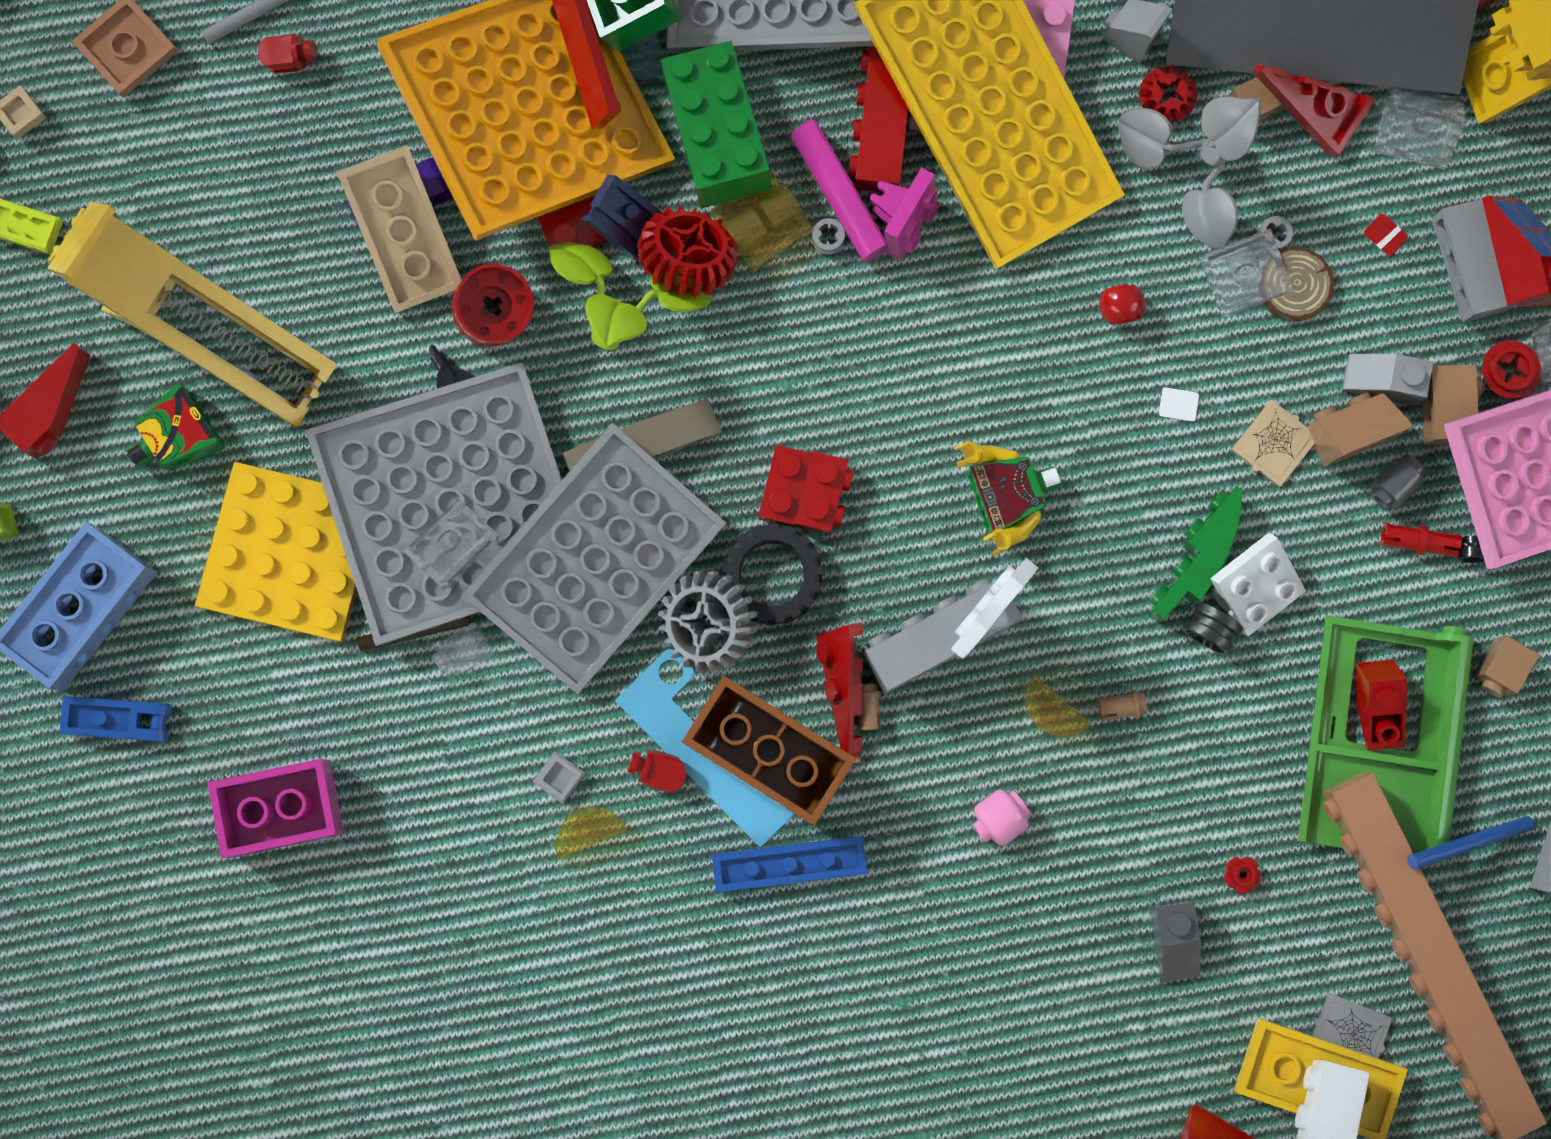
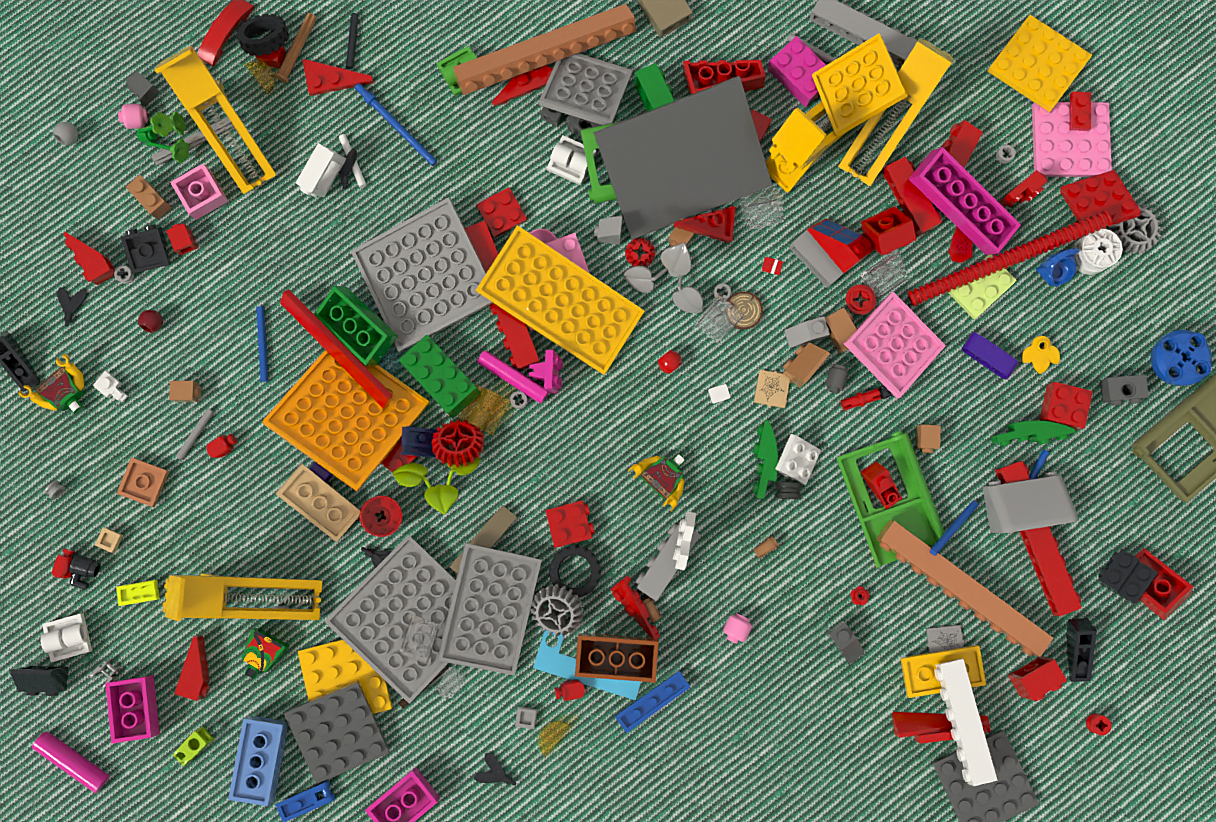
camera: 25 degrees left, 0 degrees up
(229, 629) = (337, 731): none -> dark grey plate
(459, 848) = (497, 773): none -> black piece
(1050, 711) = (734, 567): clear yellow plate -> none

